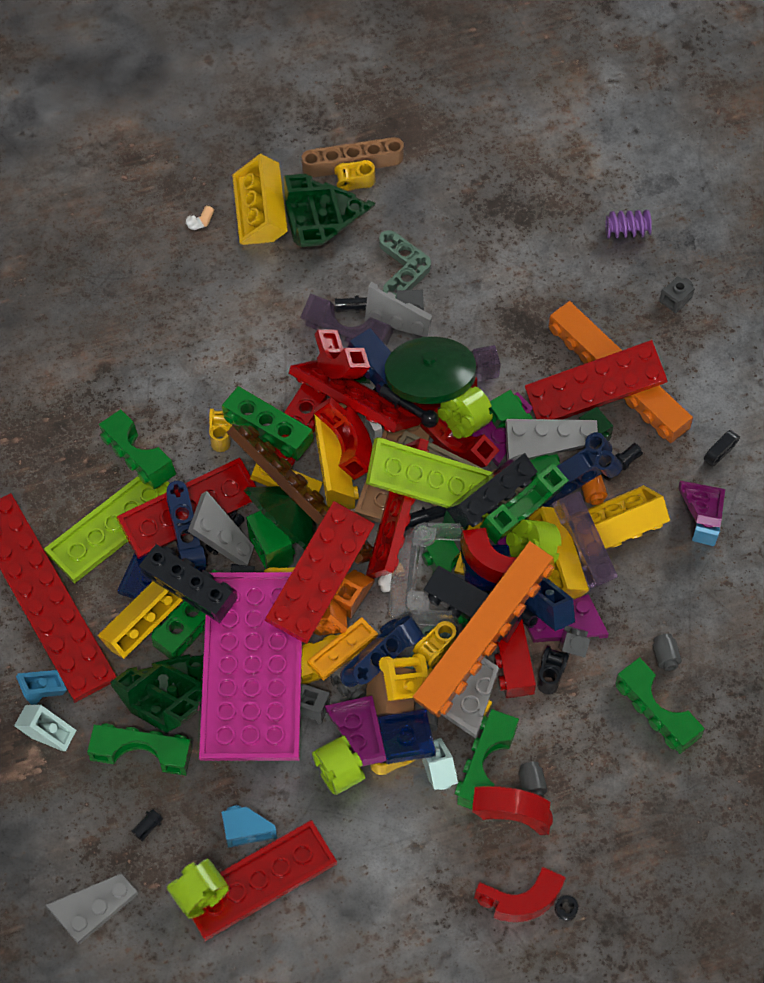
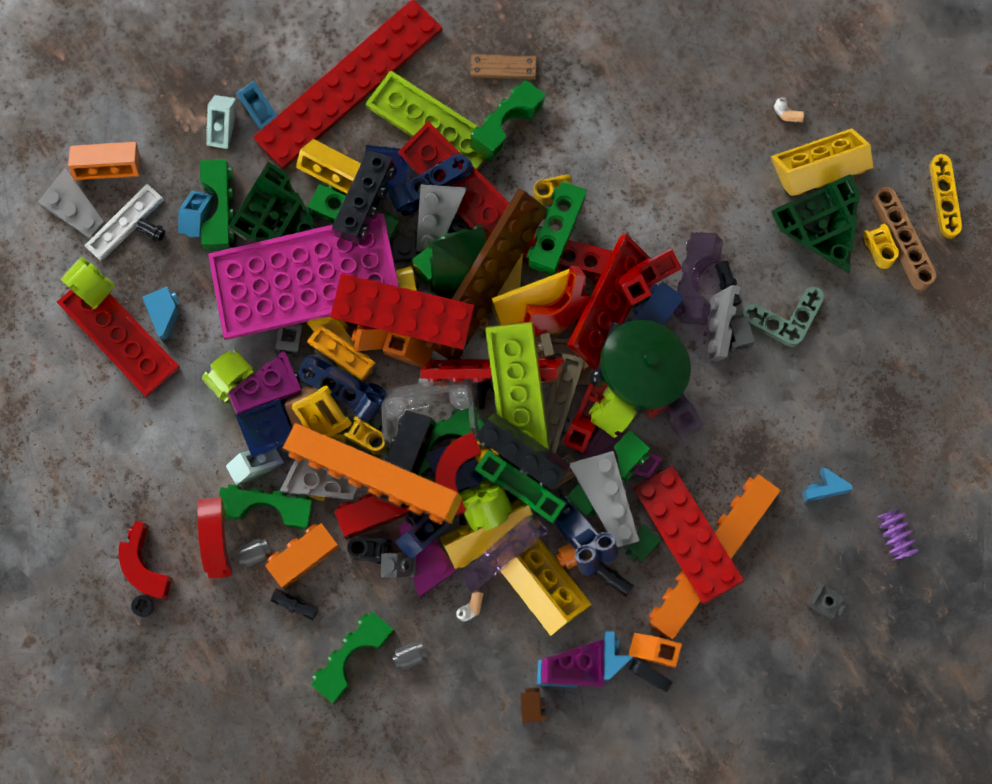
camera: 80 degrees right, 15 degrees up
(53, 856) = (104, 160): none -> orange brick
(73, 448) = (503, 66): none -> medium nougat tile
(129, 854) = (124, 222): none -> white tile
(143, 773) = (193, 213): none -> dark azure slope
(320, 115) = (945, 196): none -> yellow beam
(545, 734) = (301, 555): none -> orange brick
(571, 267) = (832, 486): none -> dark azure slope
(593, 753) = (294, 604): none -> black pin
(628, 588) = (471, 609): none -> arm
(699, 435) = (655, 650): none -> orange slope
(704, 475) = (612, 662): none -> dark azure slope
(735, 553) = (532, 706): none -> reddish brown brick

